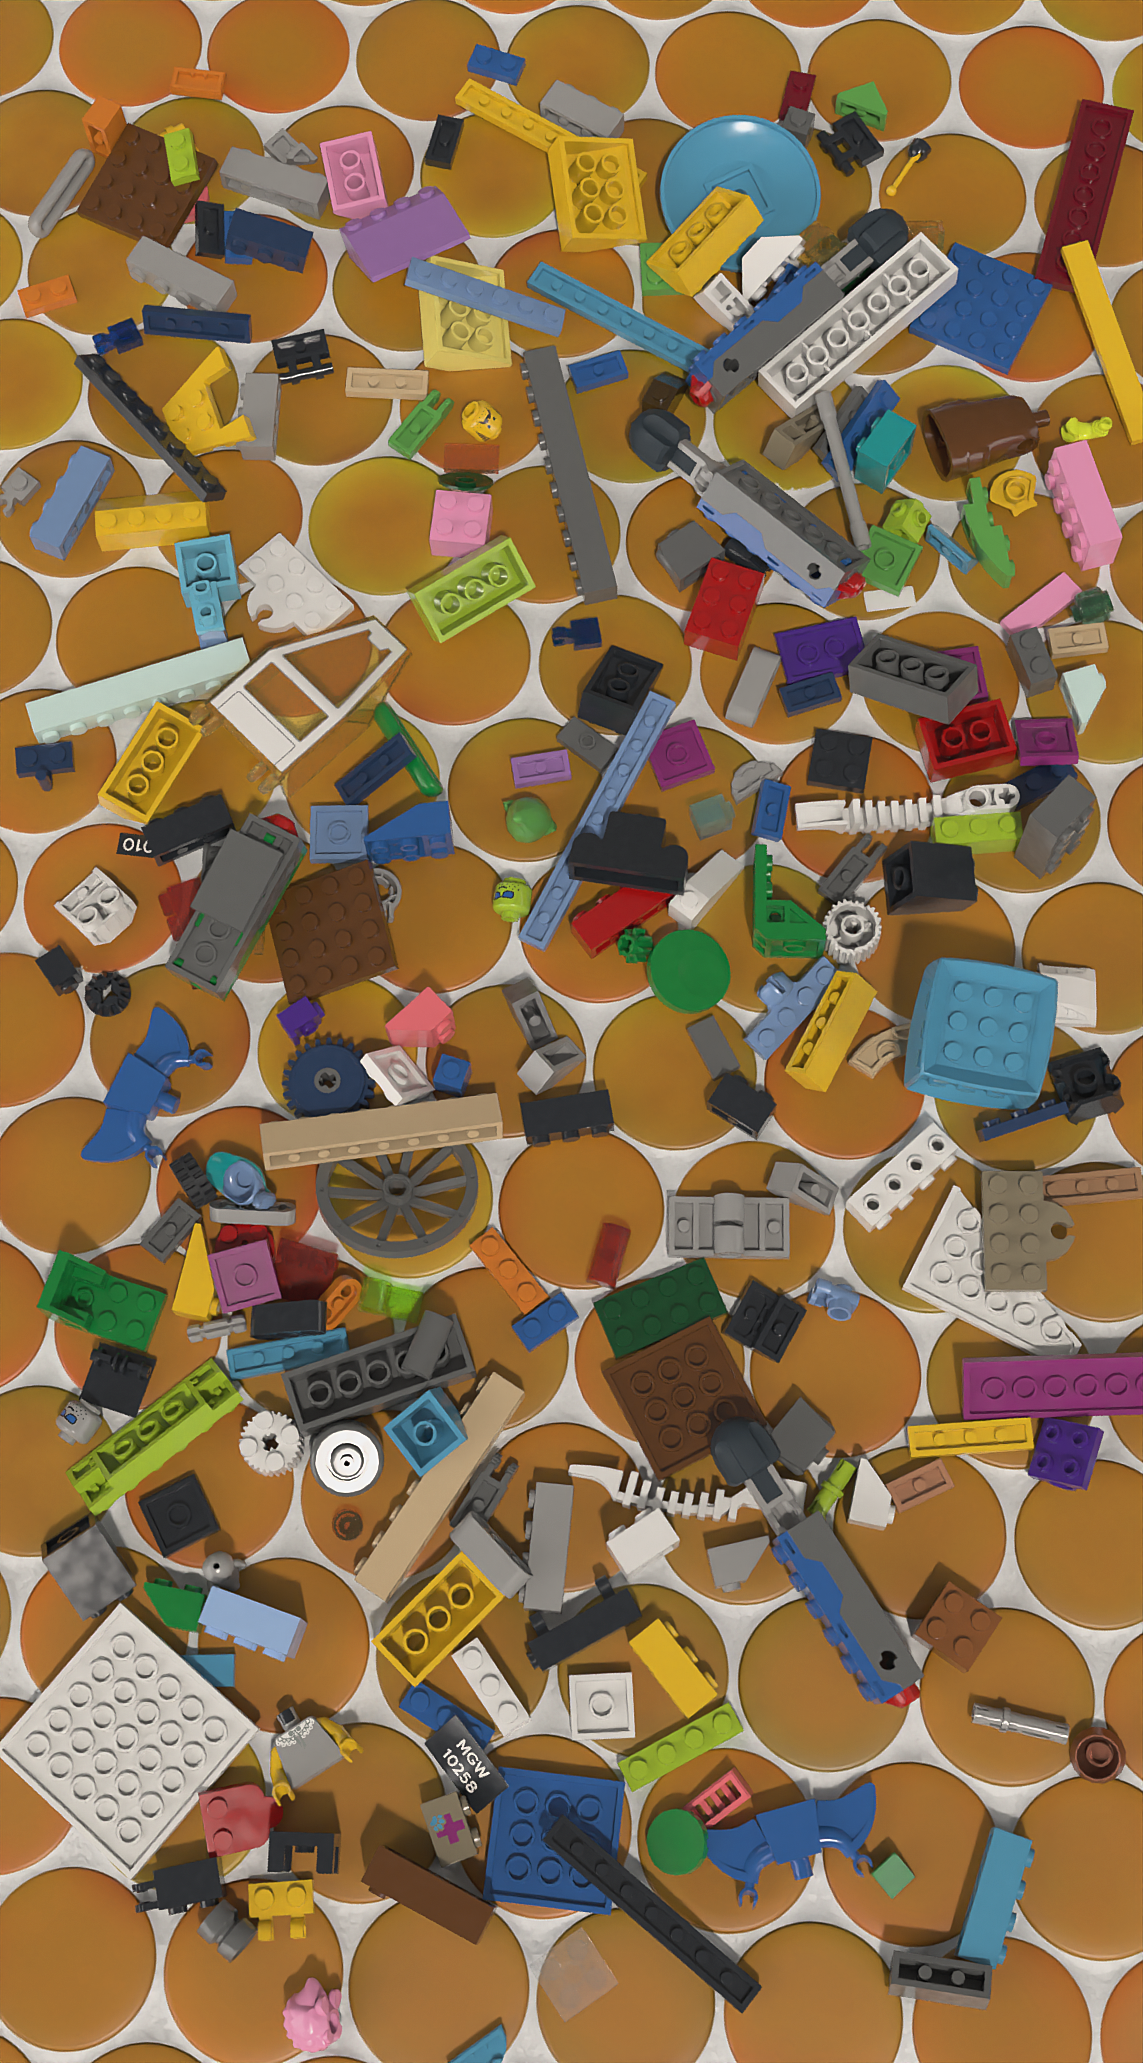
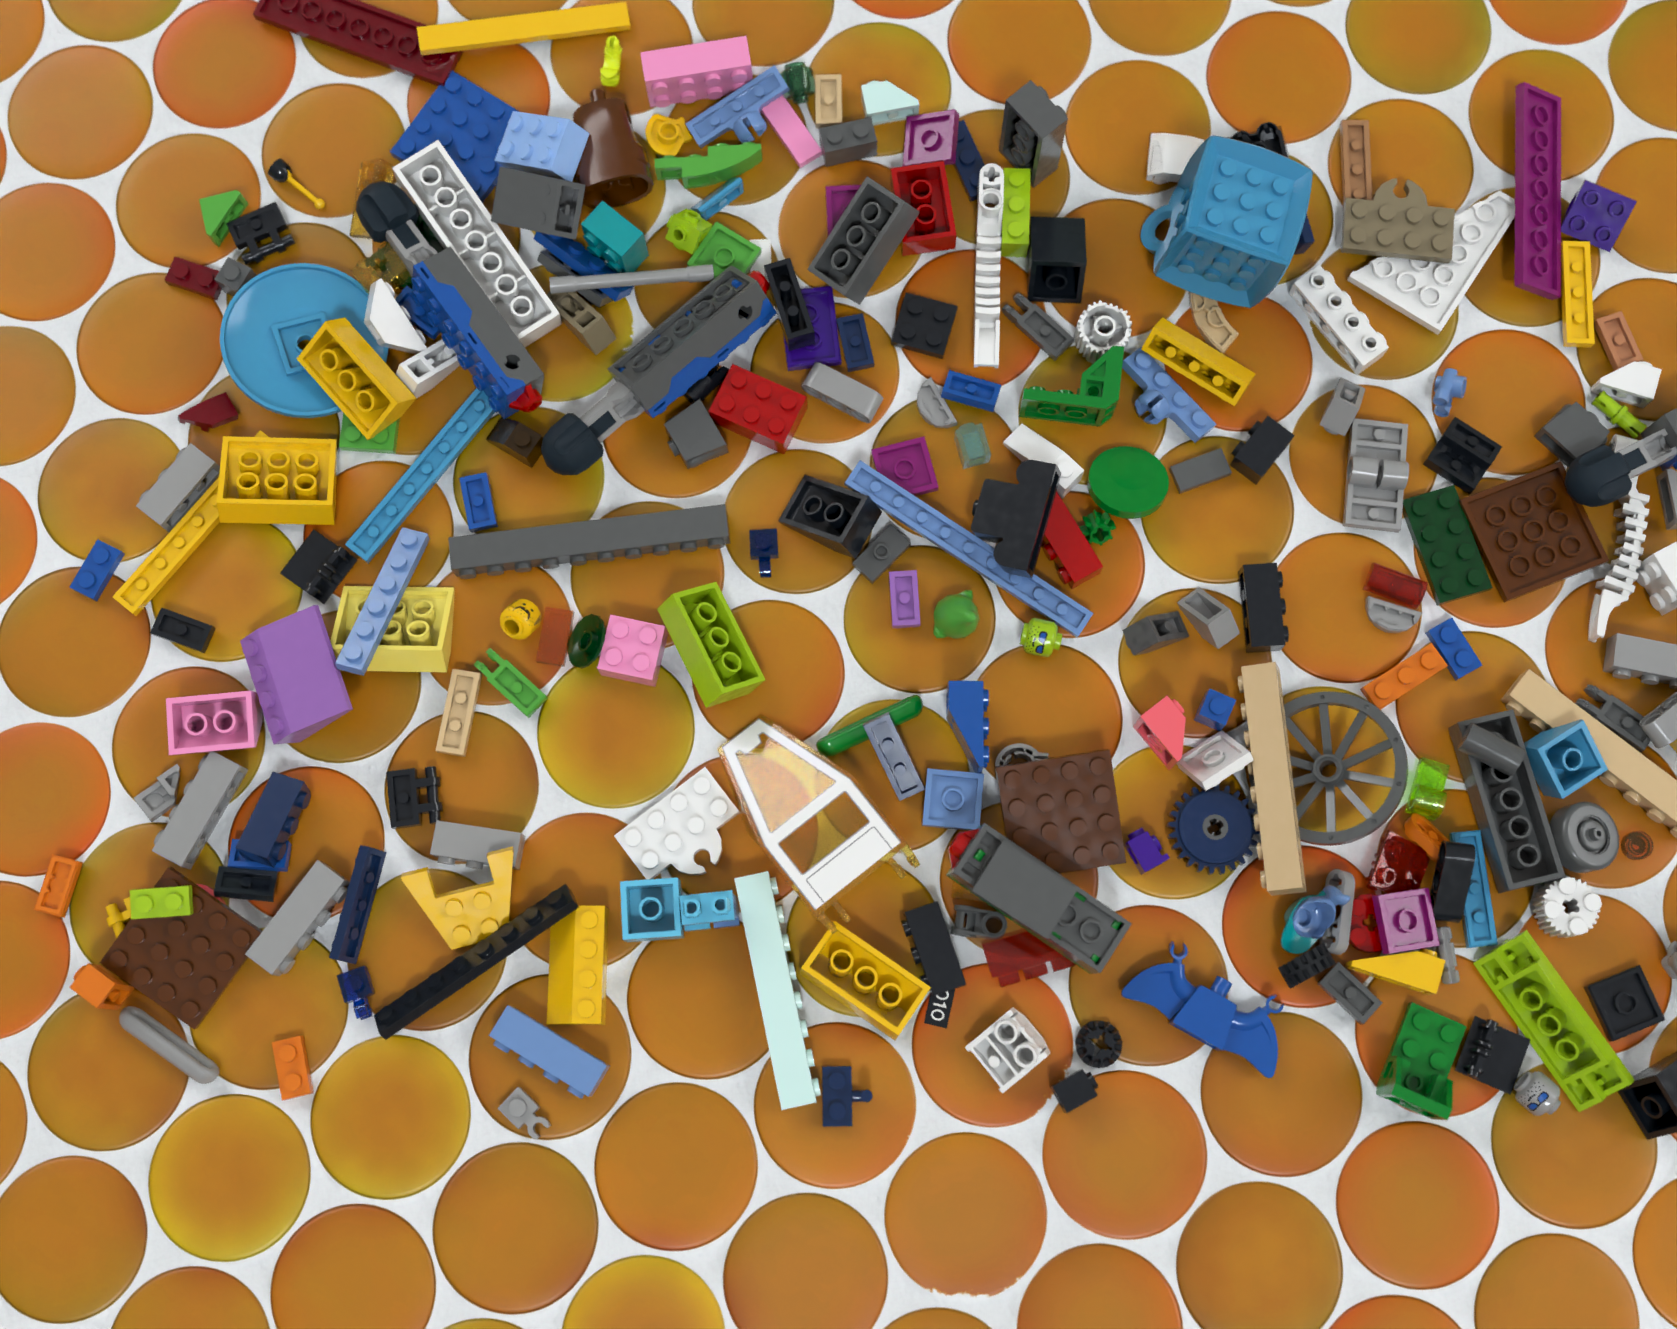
camera: 85 degrees left, 5 degrees up
(518, 245) = (319, 566): none -> black hinge
(574, 1254) = (1389, 616): none -> light grey tile
(660, 131) = (210, 413): none -> dark red slope
(835, 619) = (789, 304): none -> black brick
(904, 368) = (538, 203): none -> dark grey slope
(972, 368) = (542, 145): none -> light blue brick
(1049, 553) = (739, 110): none -> medium blue plate

